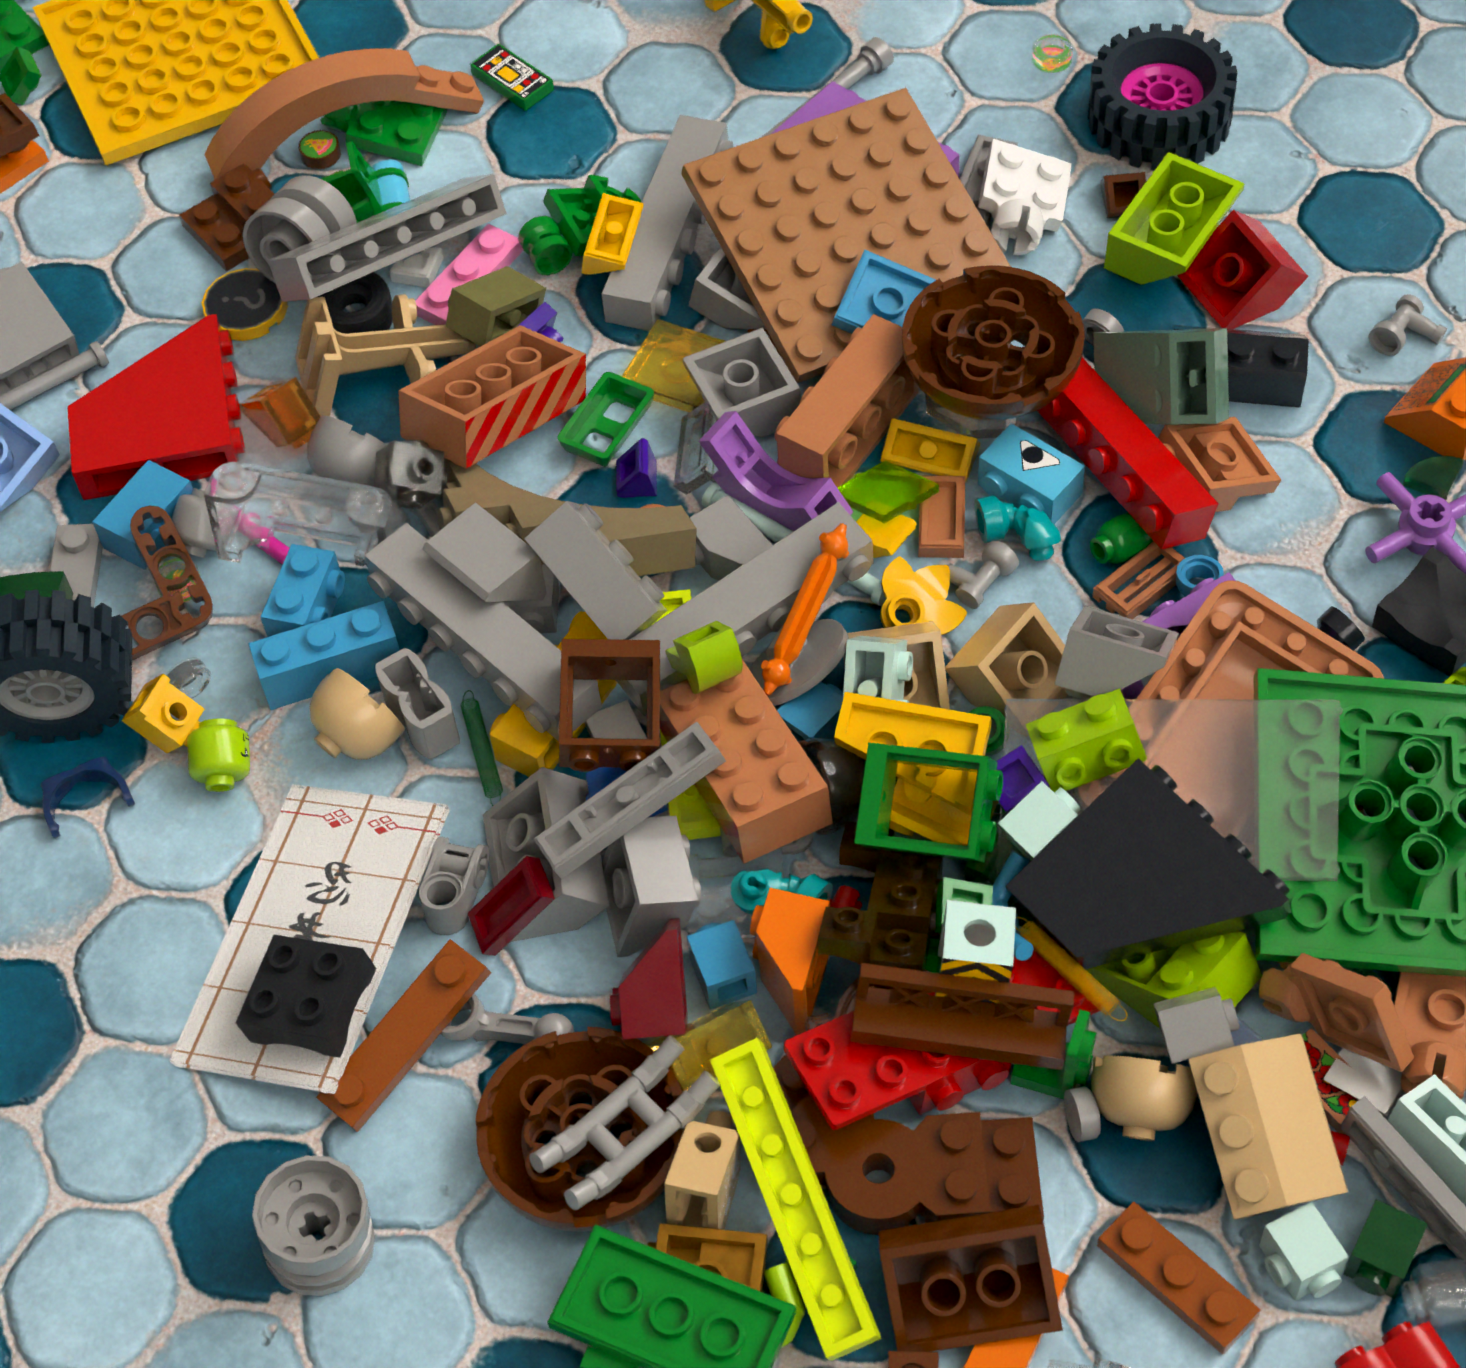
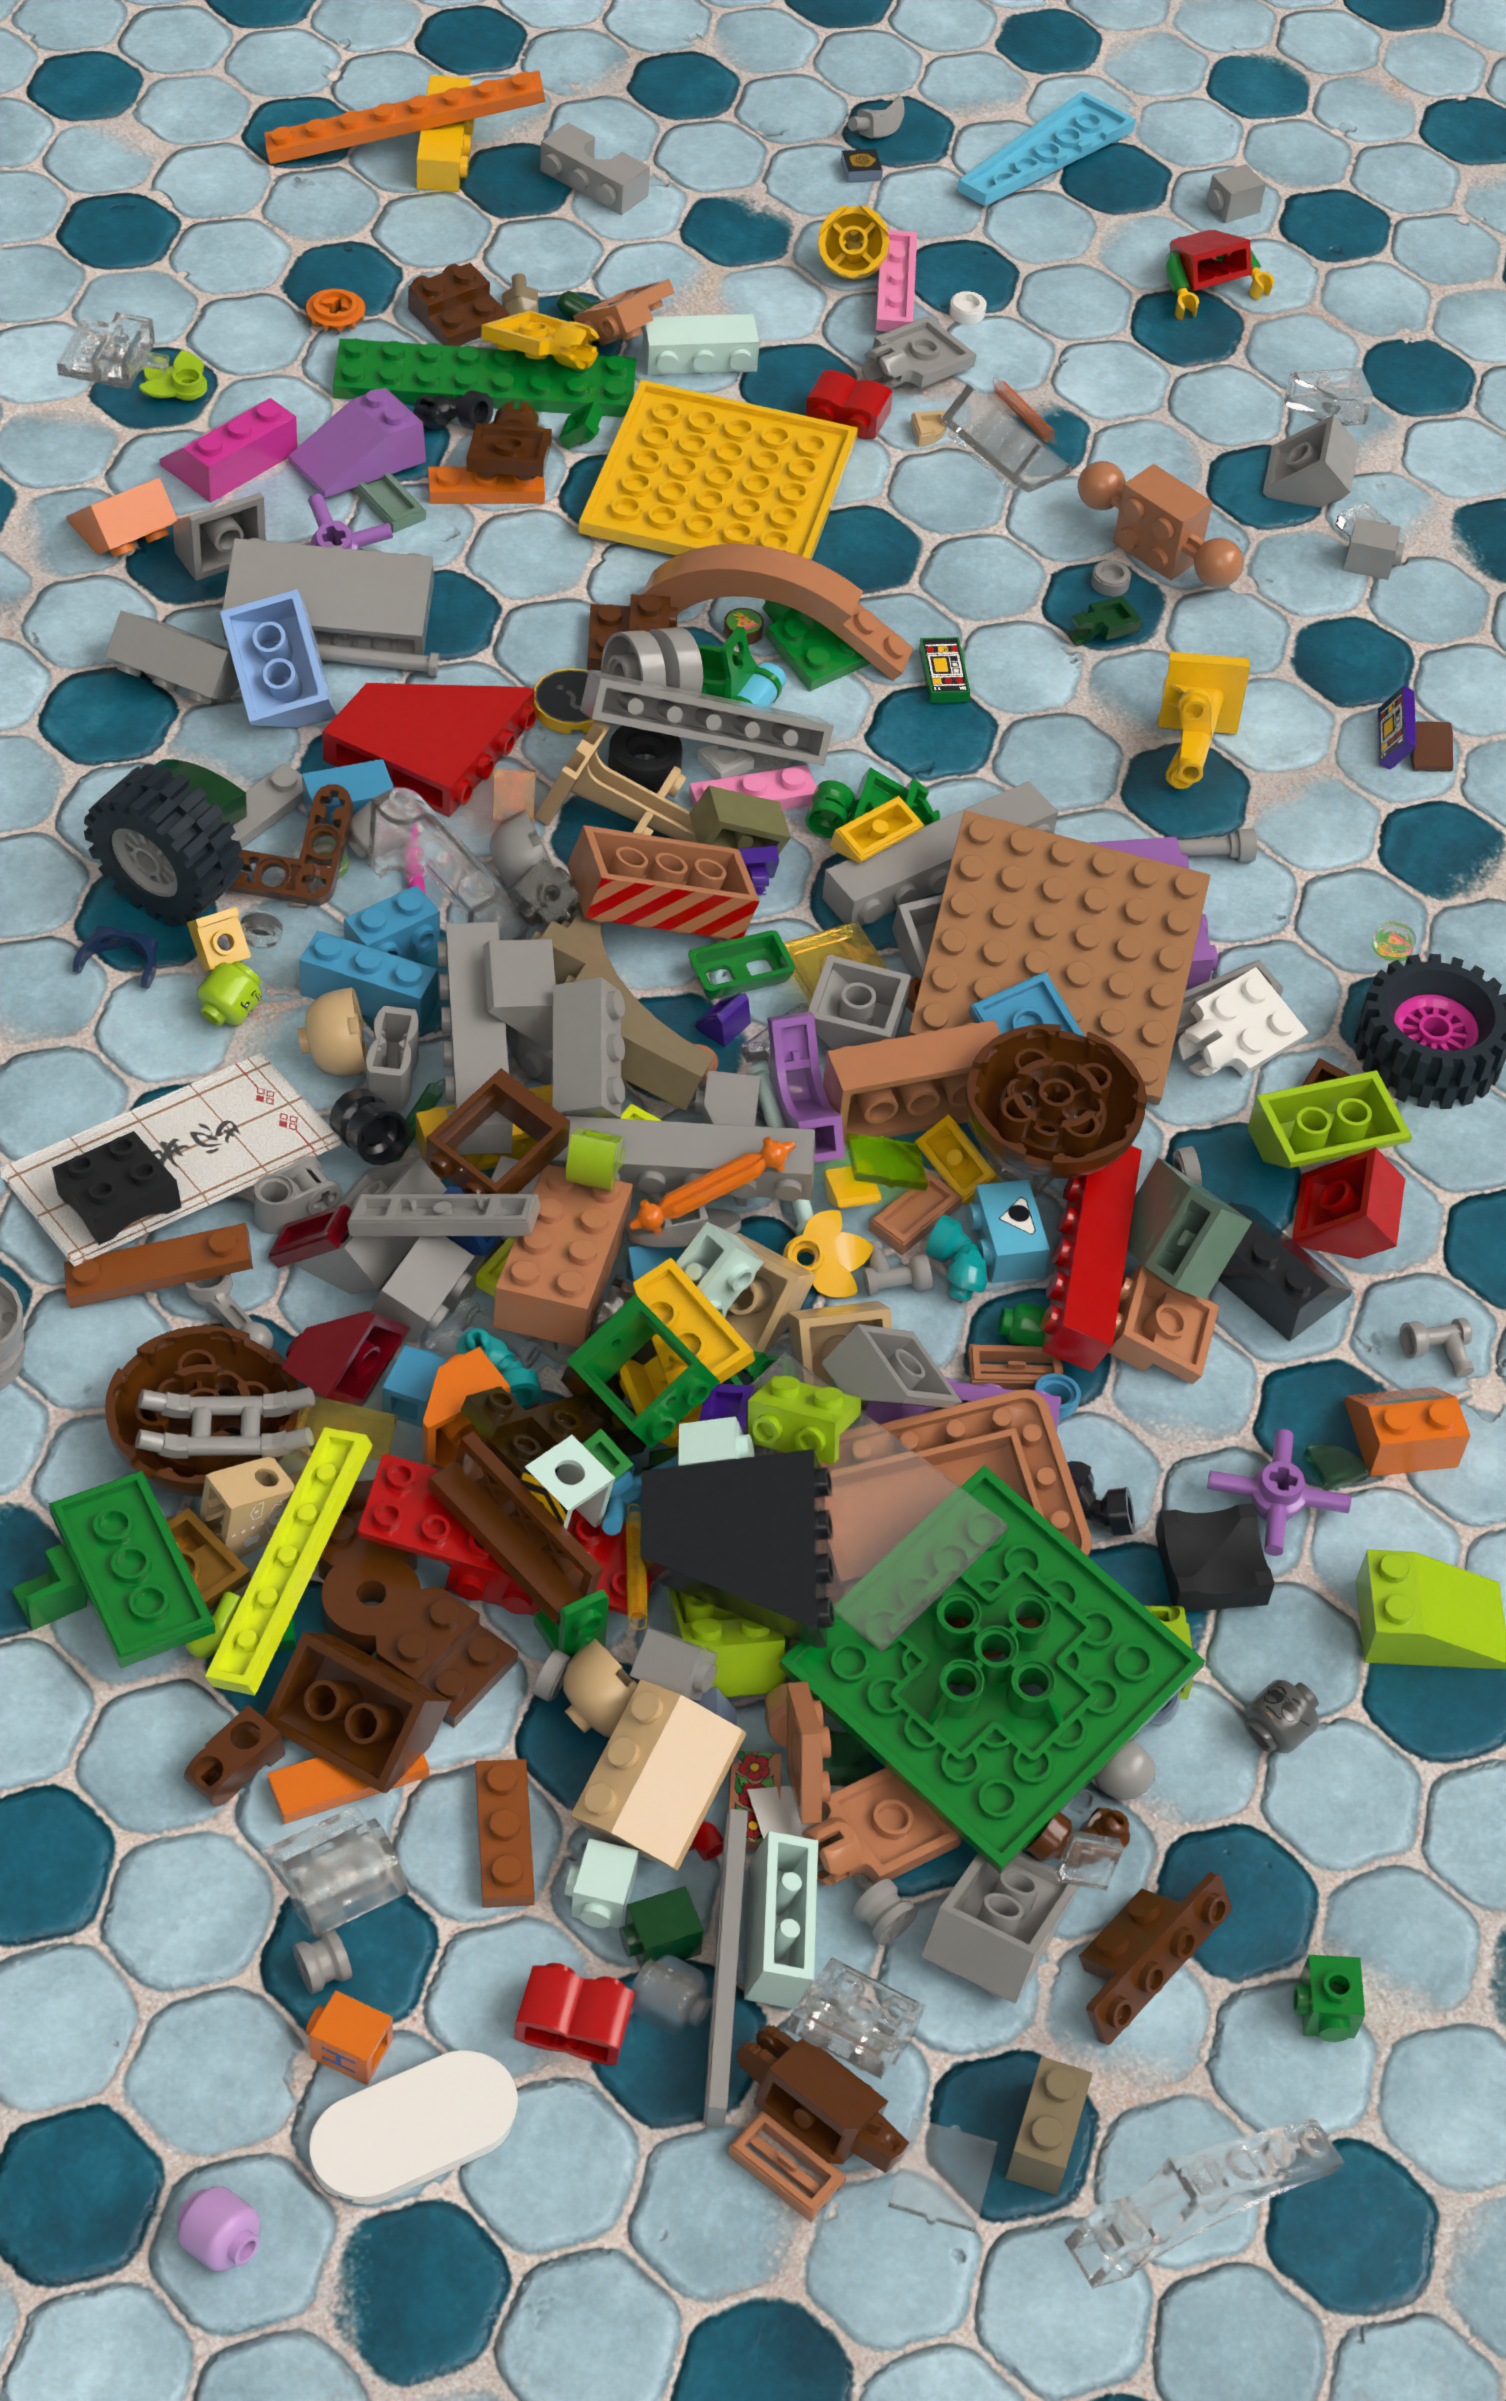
camera: 30 degrees right, 5 degrees down
(461, 775) = (369, 1126): none -> black wheel

